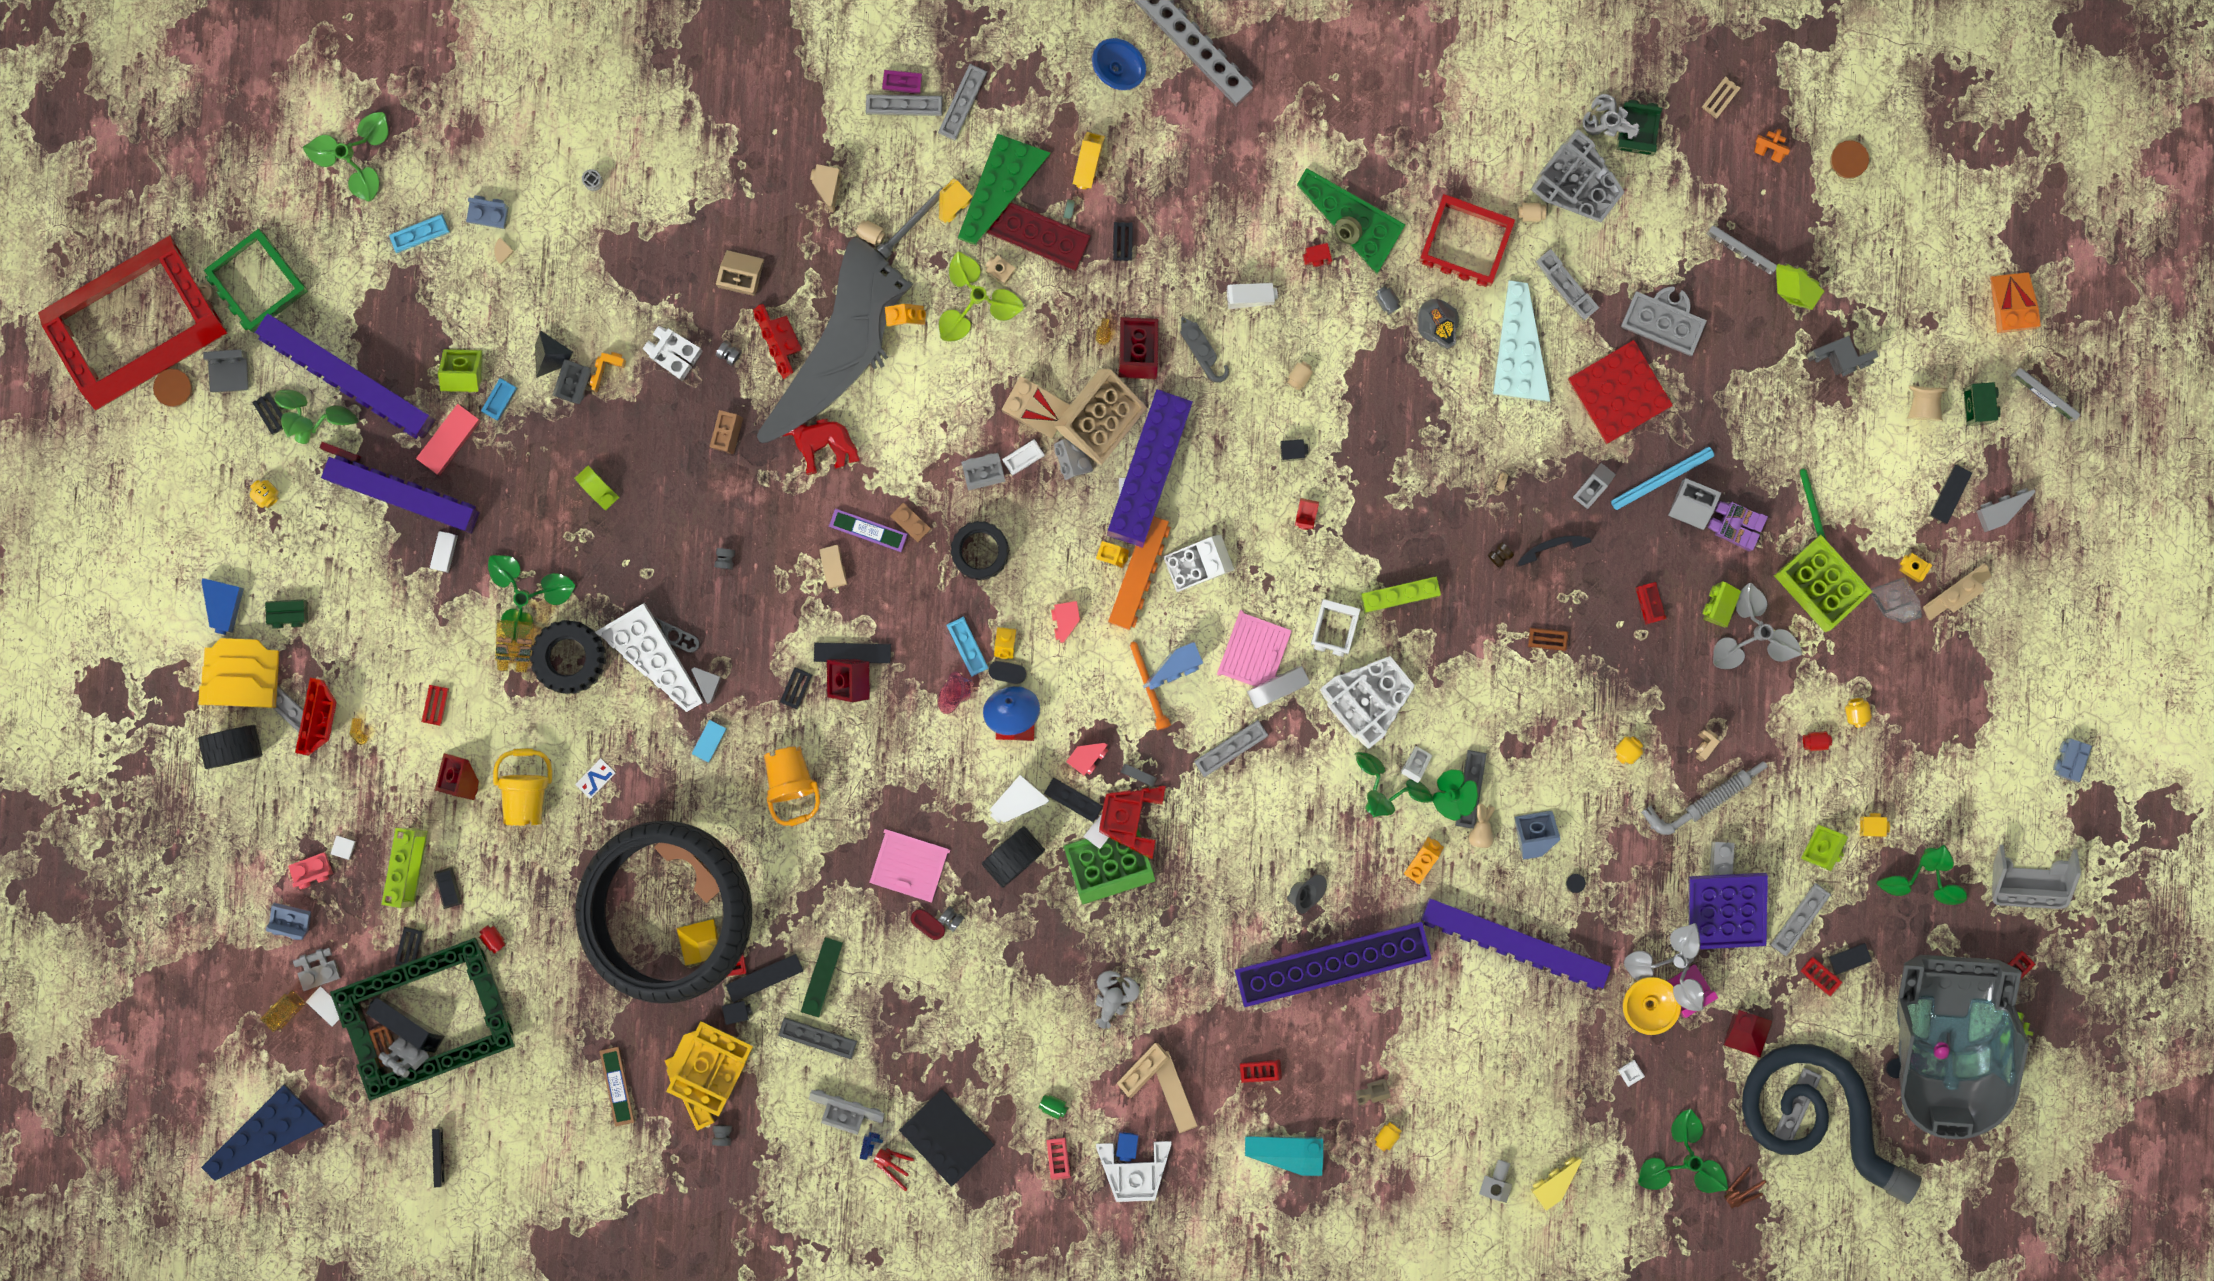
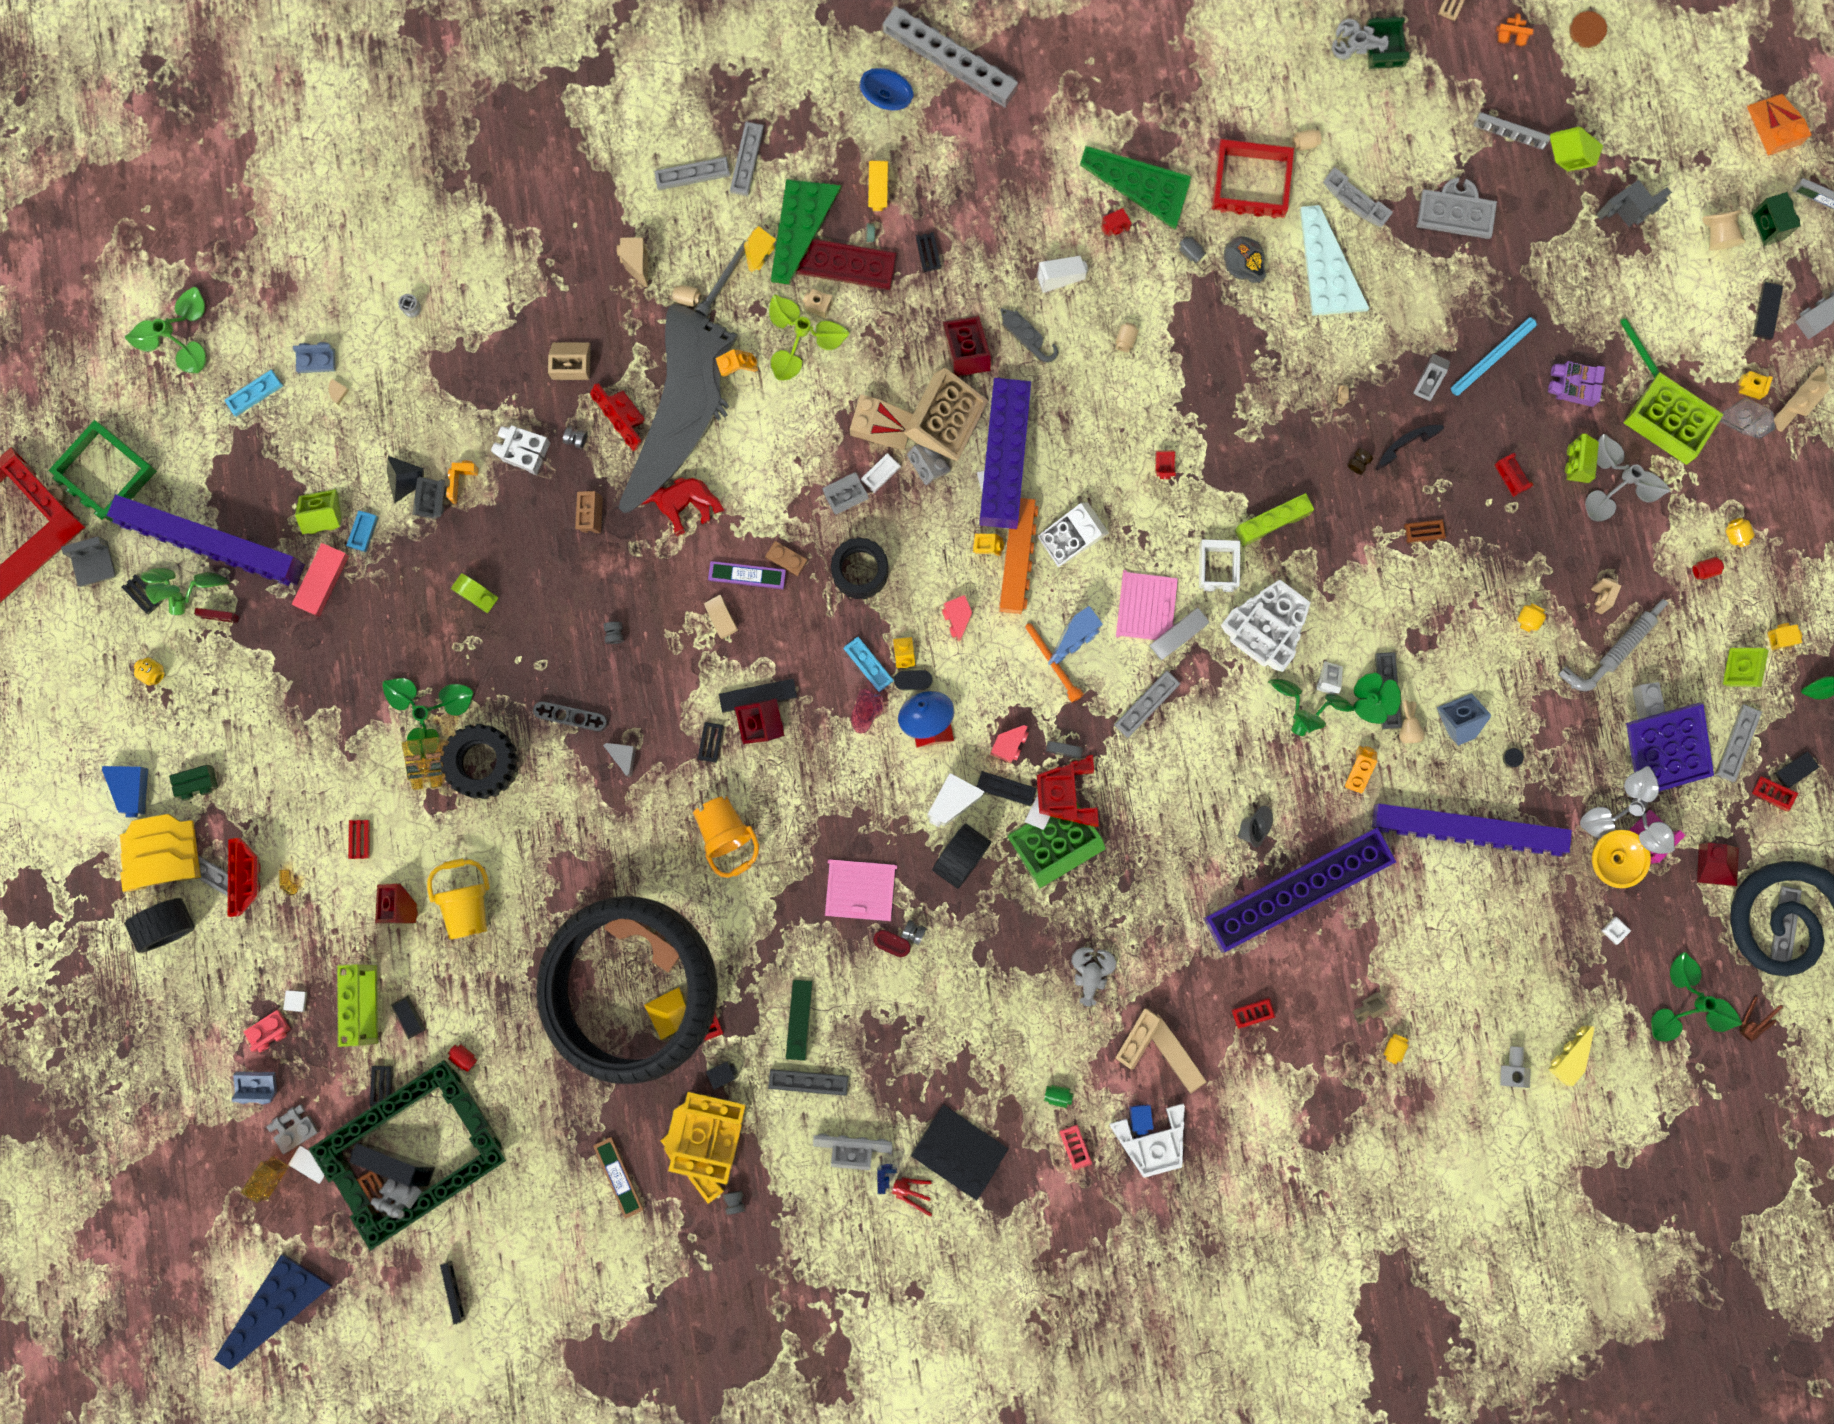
camera: 15 degrees left, 5 degrees down
(172, 388) = (41, 591): dark orange tile -> none
(393, 491) = (282, 641): dark purple brick -> none
(443, 551) = (337, 688): white slope -> none
(595, 778) = (532, 875): white sticker -> none
(648, 650) = (556, 736): white wing -> none
(709, 741) = (636, 813): medium azure tile -> none
(764, 978) = (742, 1034): black tile -> none
(902, 81) = (685, 151): magenta plate -> none
(1103, 332) = (930, 339): clear yellow cylinder -> none
(1293, 450) = (1137, 407): black brick -> none
(1293, 1154) = (1308, 1088): teal wedge -> none
(1348, 230) = (1139, 191): olive plate -> none
(1578, 180) = (1344, 98): light grey wedge -> none
(1620, 392) = (1432, 286): red plate -> none
(1694, 503) = (1531, 371): light grey slope -> none

